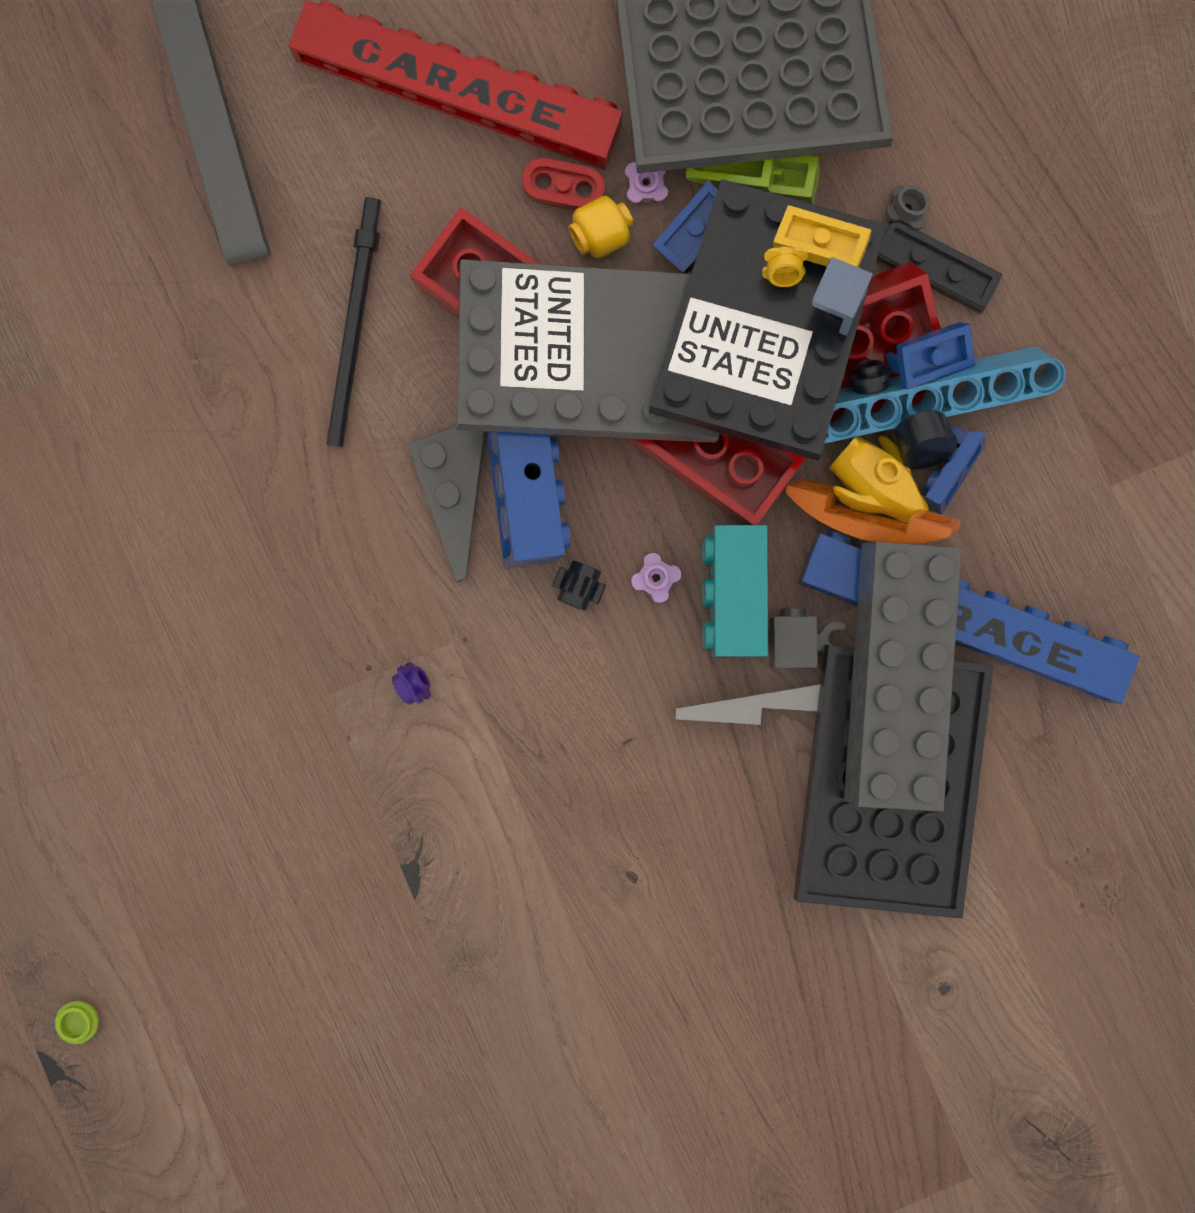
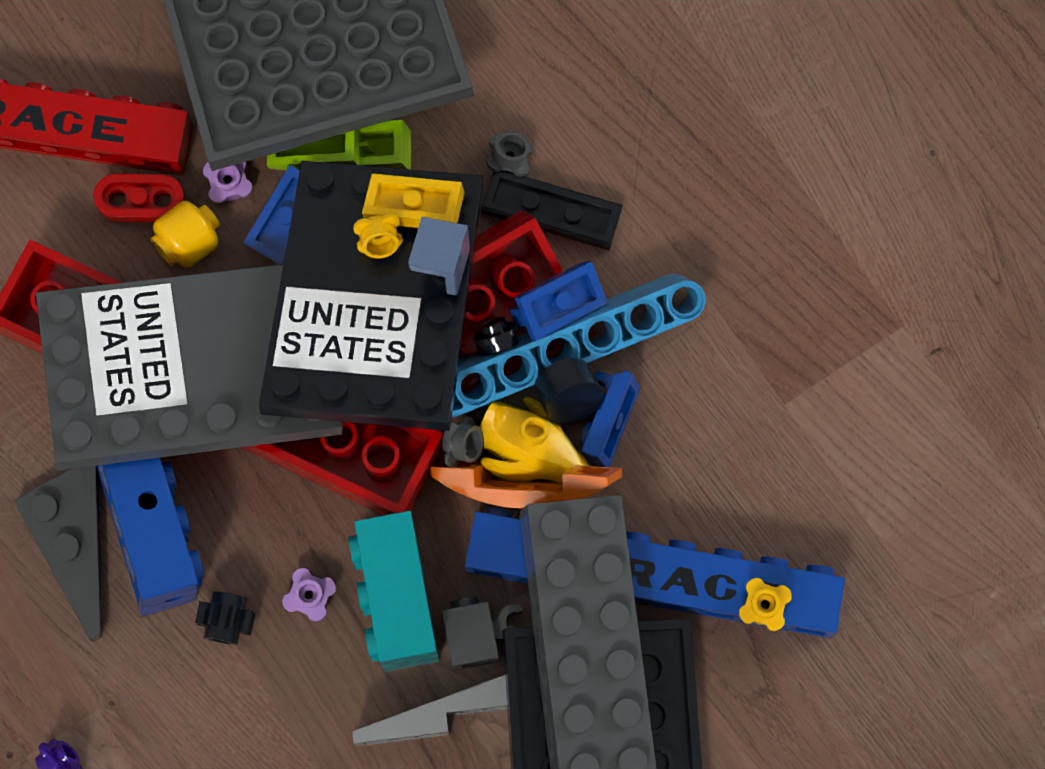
camera: 10 degrees left, 10 degrees down
(821, 472) = (463, 442): none -> dark grey plate
(1053, 671) = (776, 596): none -> yellow plate

